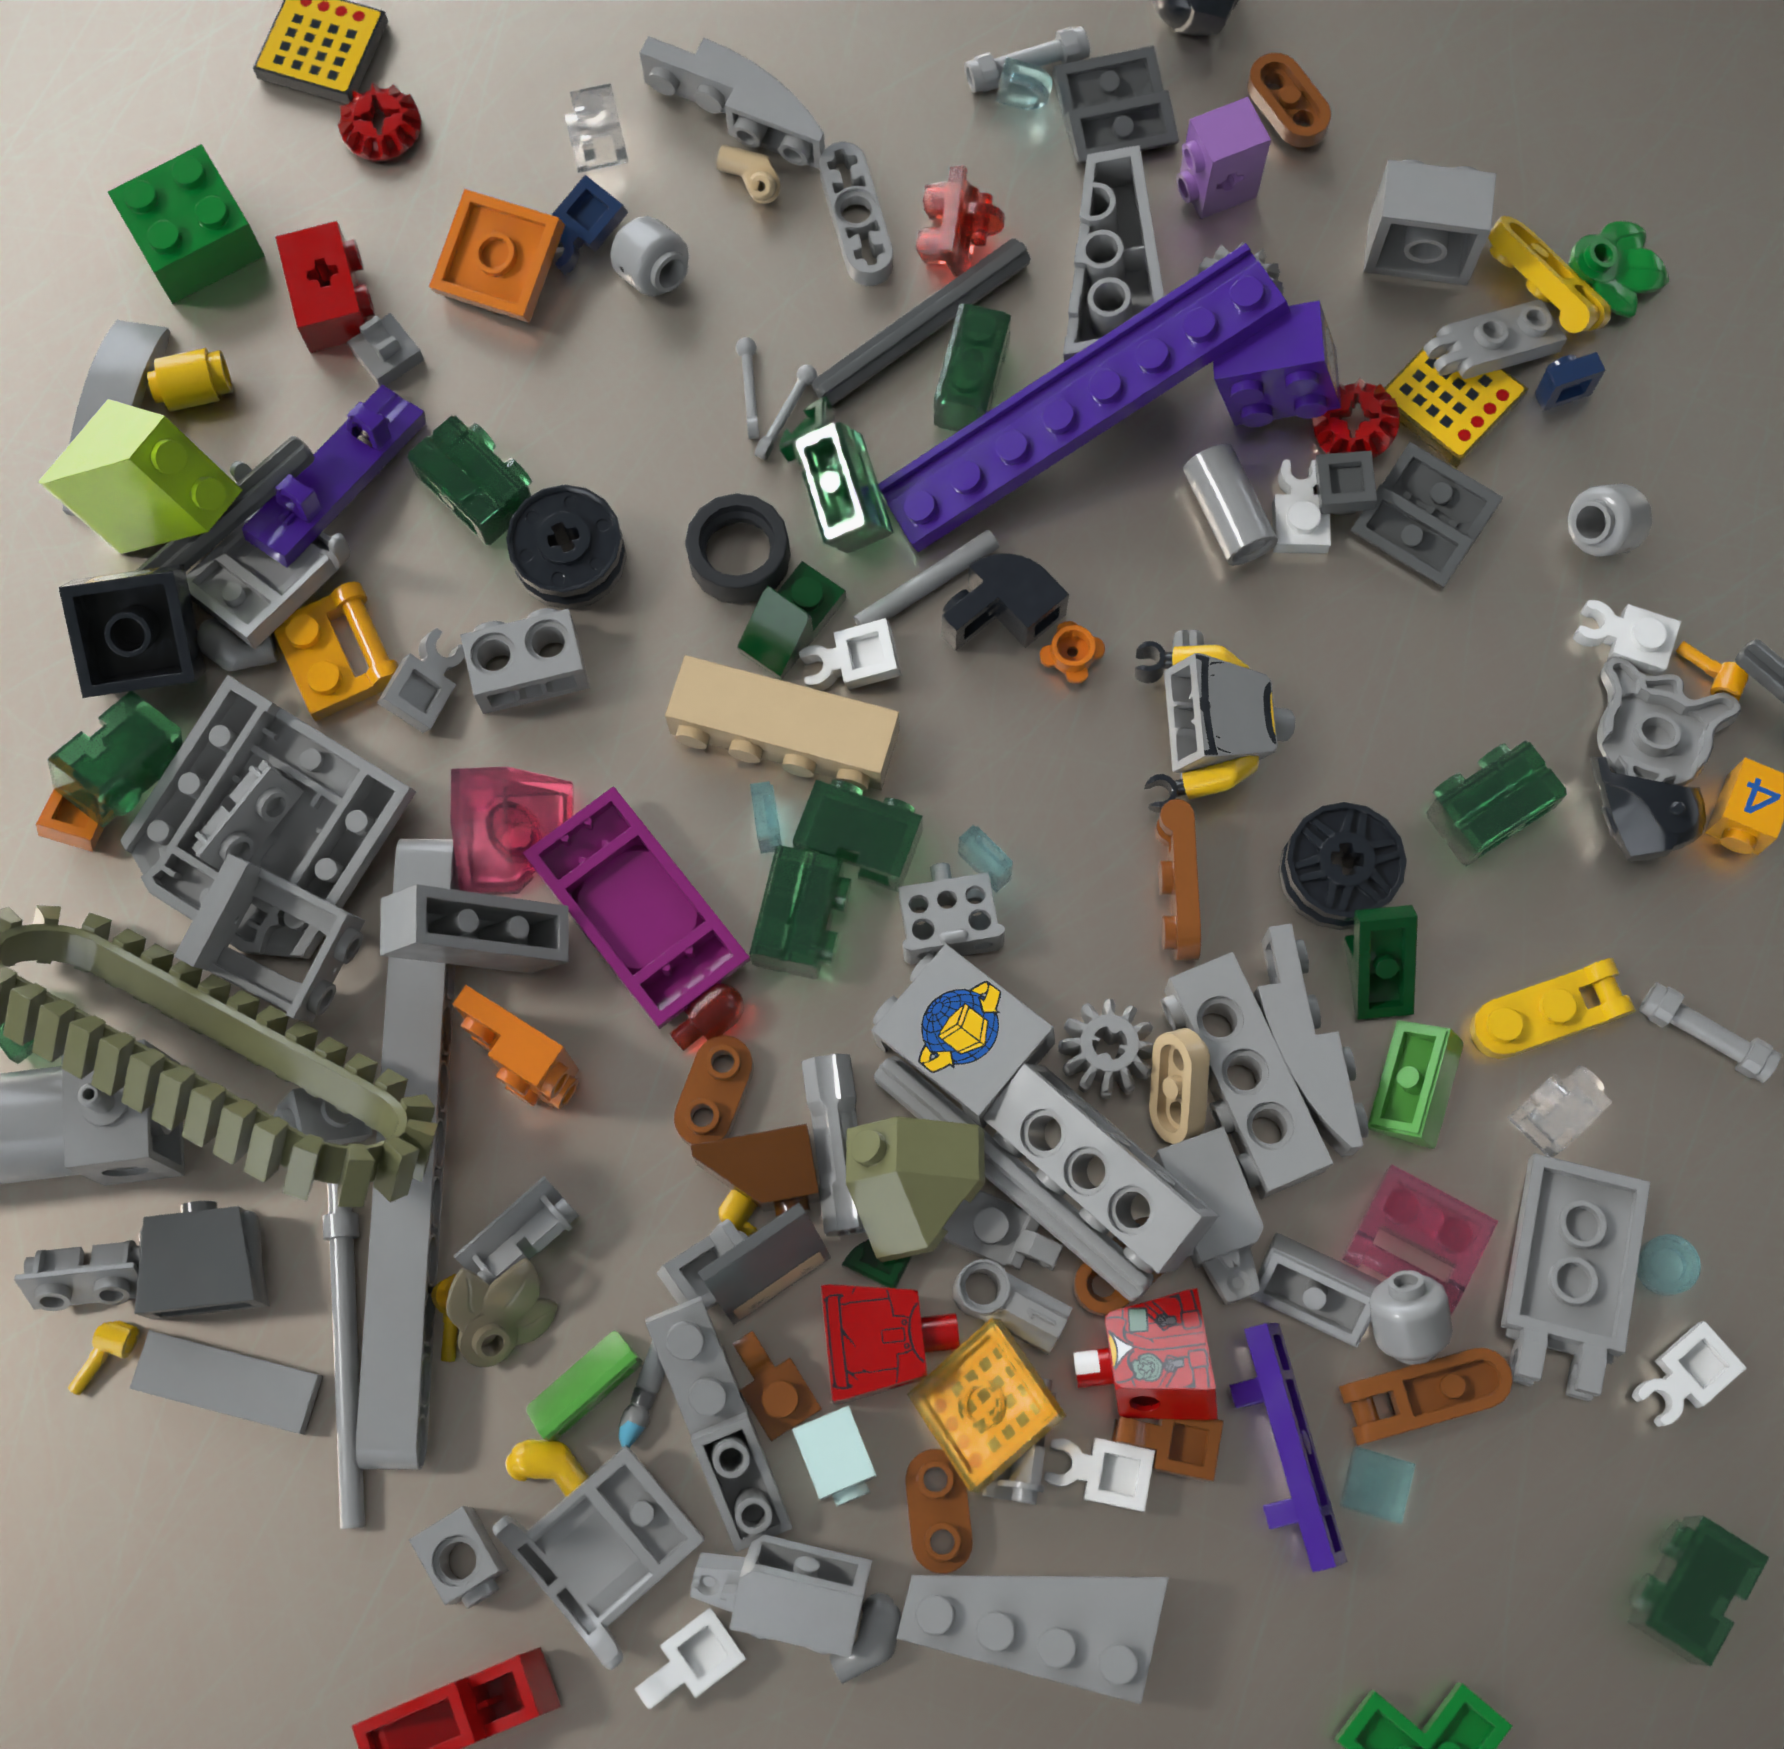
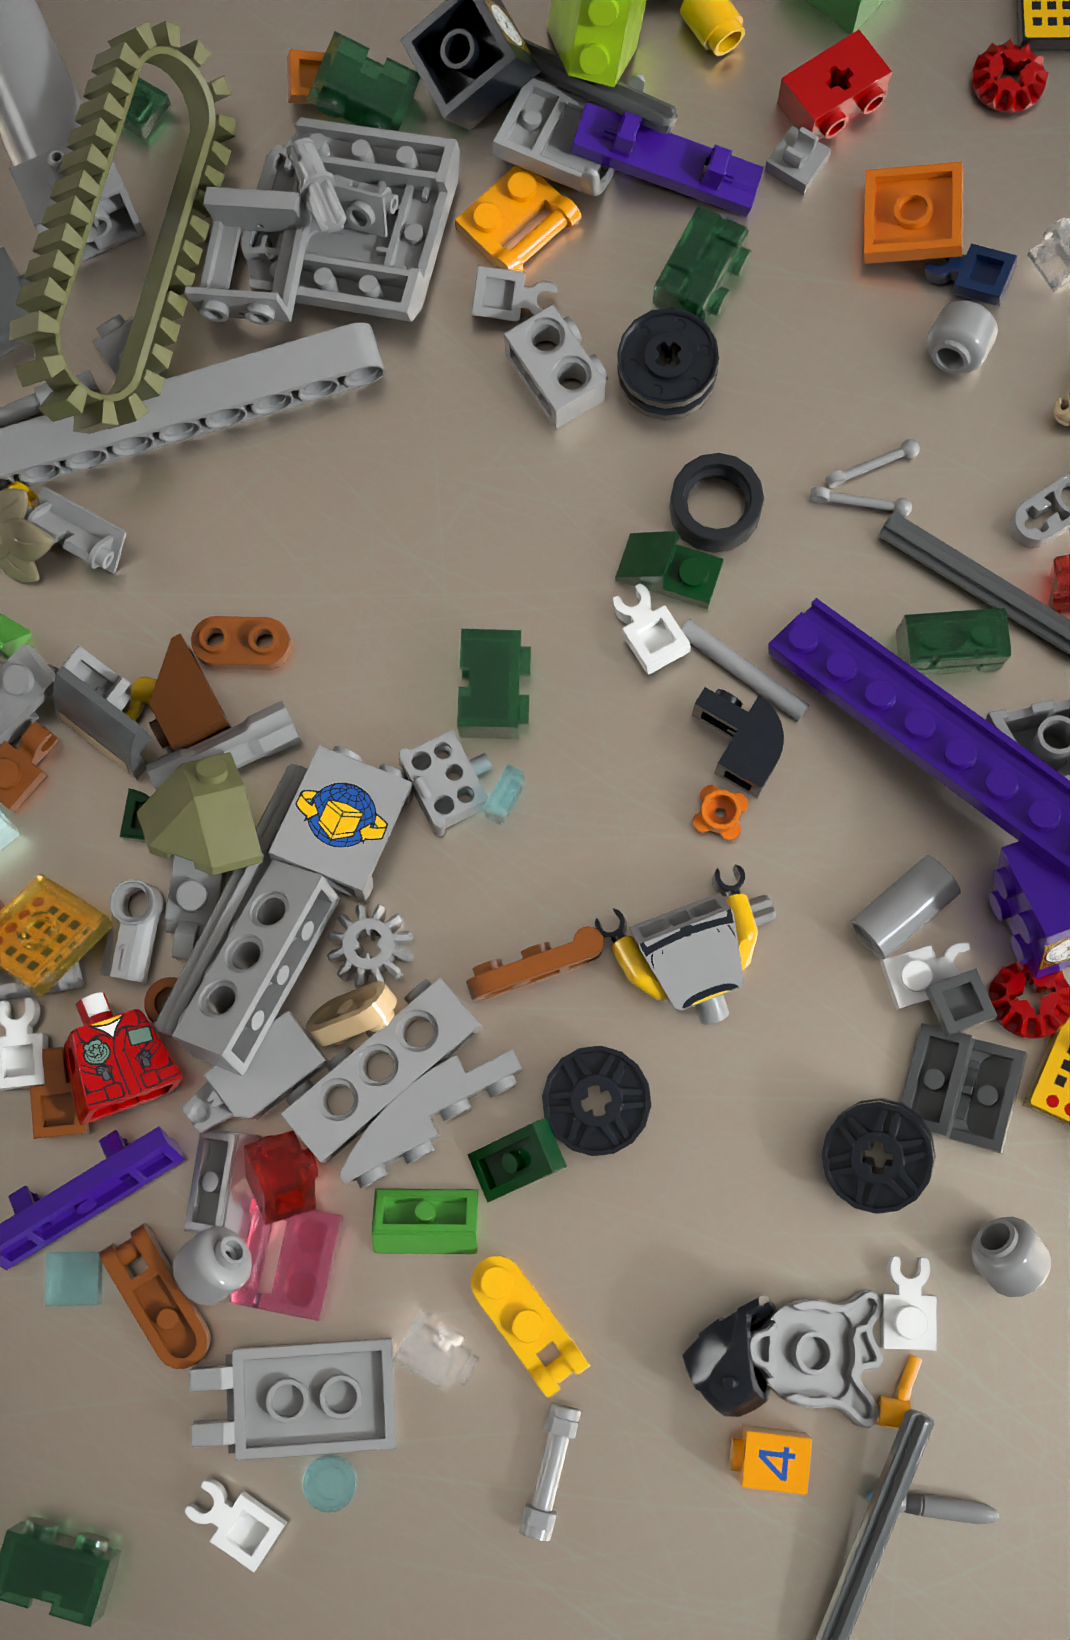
camera: 75 degrees right, 5 degrees up
(228, 832) = (317, 185): none -> light grey axle
(230, 651) = (487, 129): light grey arm -> none
(473, 929) = (297, 402): light grey brick -> none
(498, 818) = (408, 403): clear pink slope -> none
(527, 1059) = (215, 478): orange plate -> none
(636, 907) = (372, 528): magenta slope -> none
(710, 1015) = (301, 616): clear red cylinder -> none
(766, 816) = (482, 604): clear light blue tile -> none
(782, 723) = (569, 591): tan brick -> none
(799, 912) = (408, 658): clear green brick -> none
(818, 416) = (847, 529): dark green tile -> none
(842, 487) = (797, 567): clear green brick -> none
(879, 1339) = (74, 835): red torso -> none
(1334, 1213) = (281, 1176): none -> clear red brick
(1495, 801) = (702, 1222): clear green brick -> none
(1505, 593) = (855, 1174): none -> black wheel

